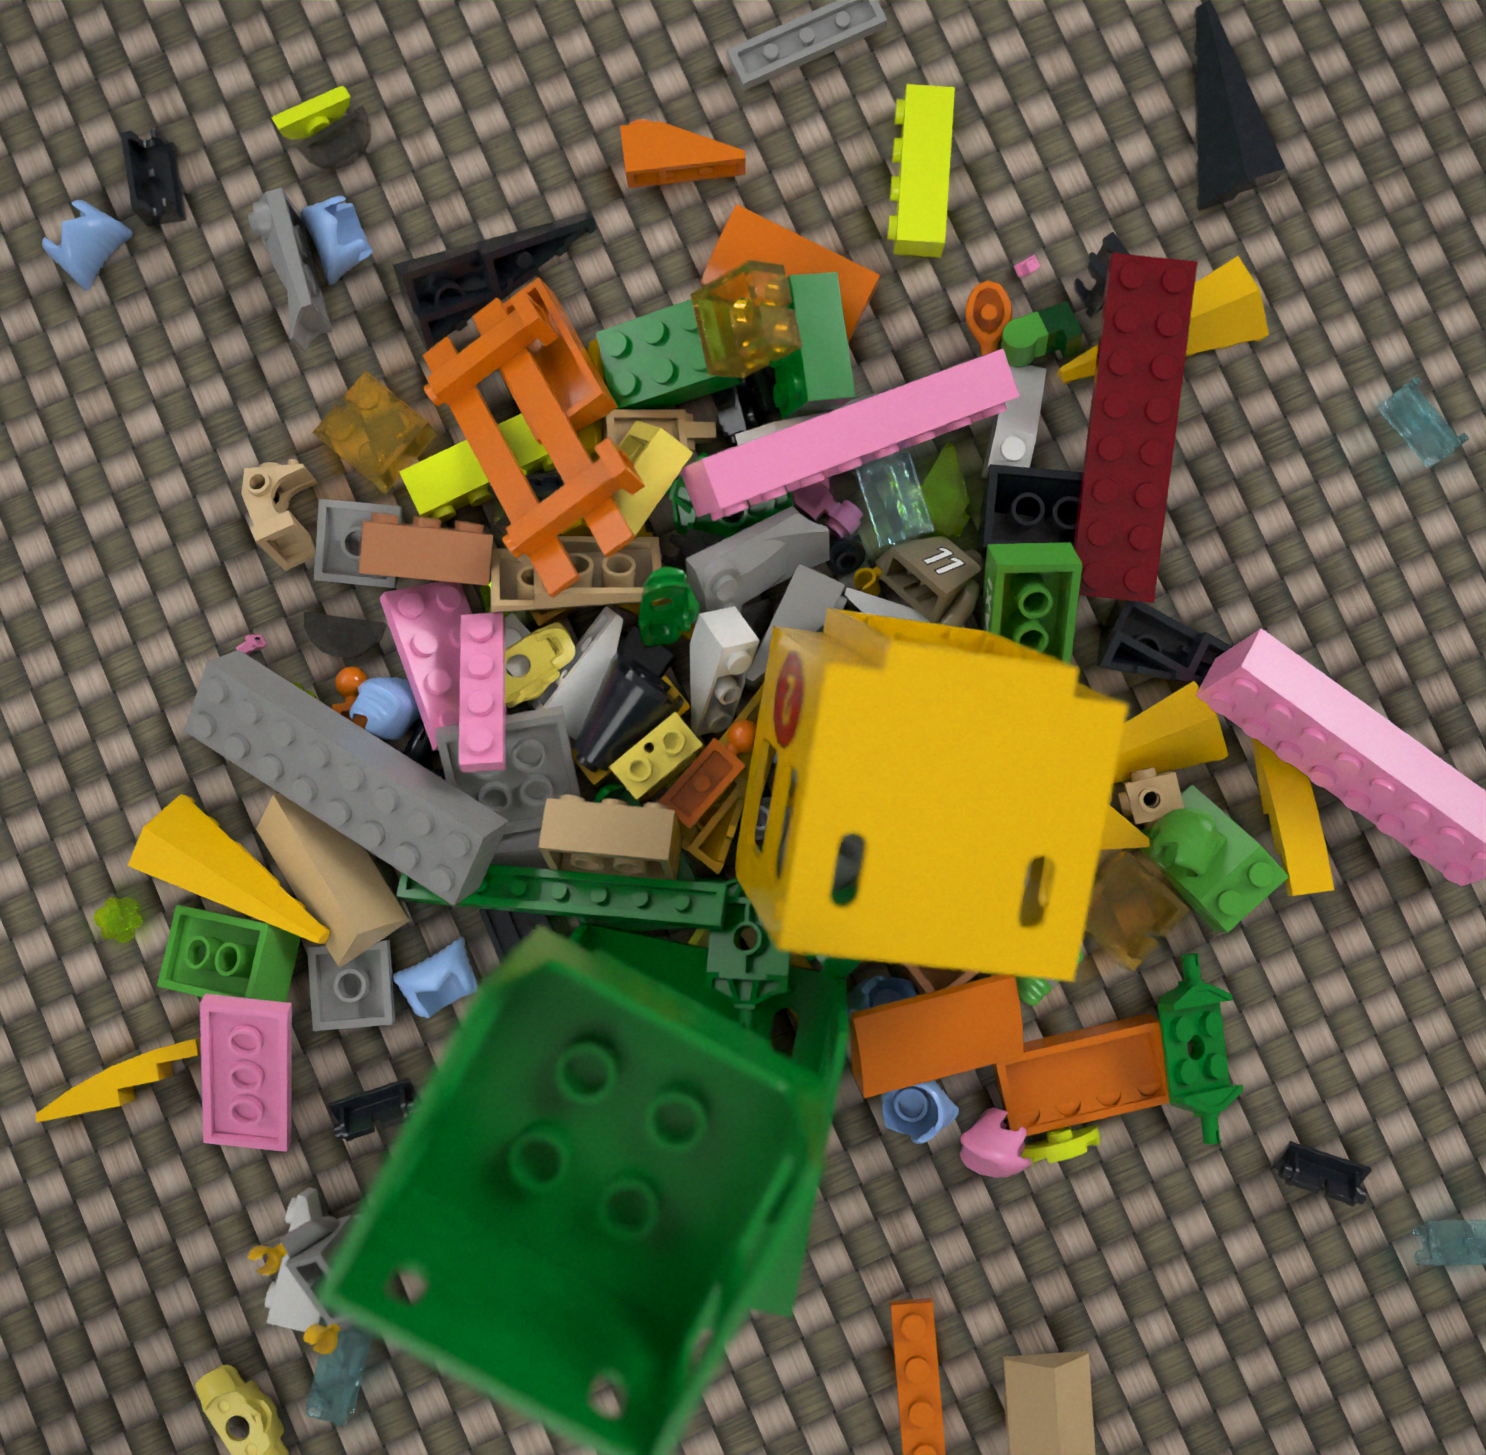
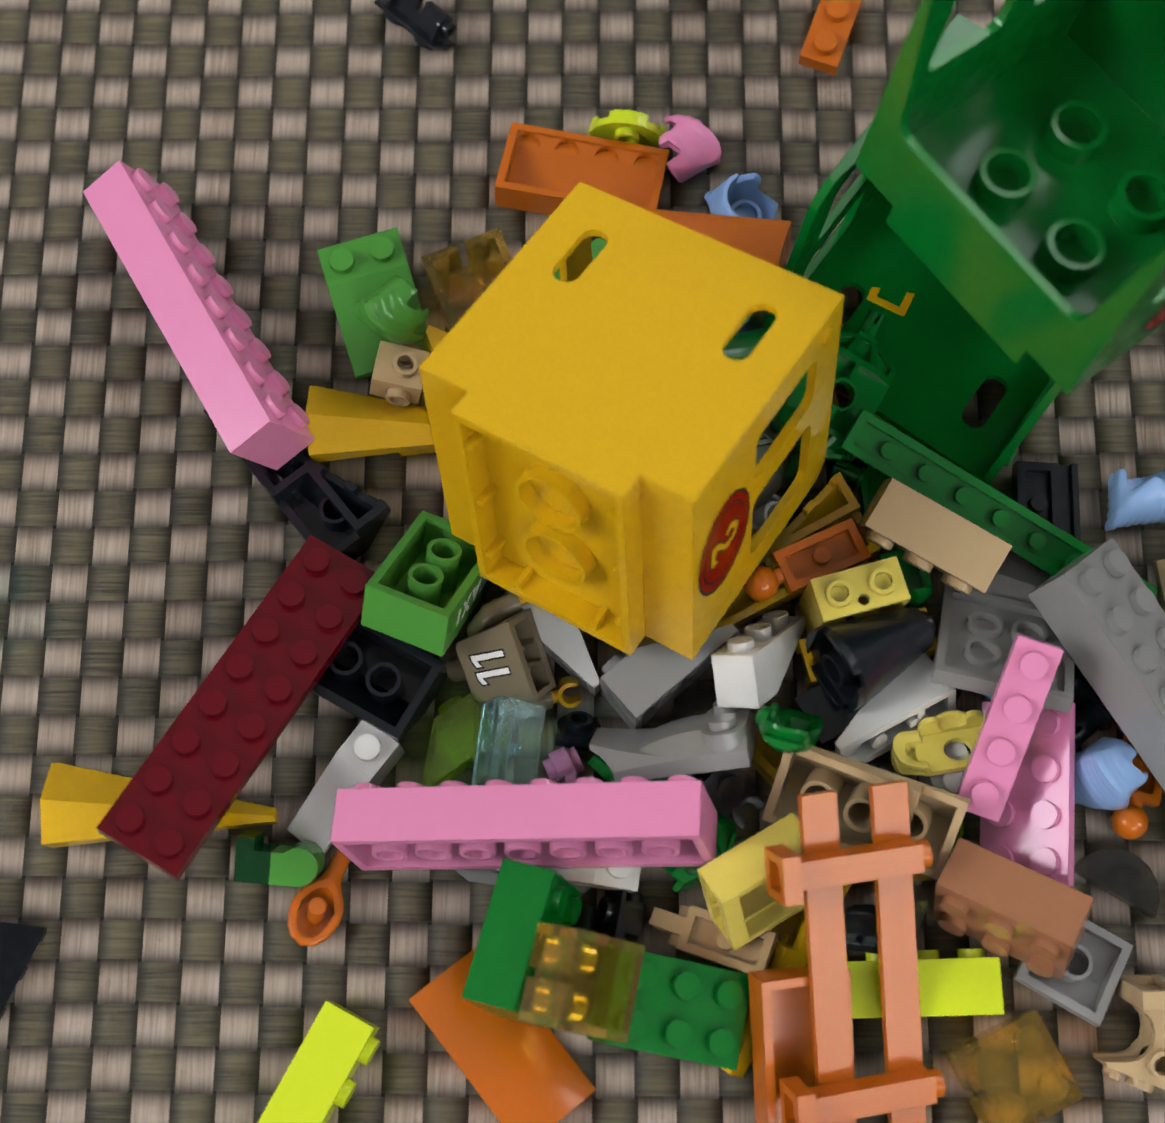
camera: 155 degrees left, 10 degrees down
(1027, 266) = (249, 946): bright pink piece -> none
(1097, 268) = (175, 898): black hinge -> none
(1202, 1079) = (482, 128): green plate -> none
(1293, 822) = (286, 293): yellow slope -> none

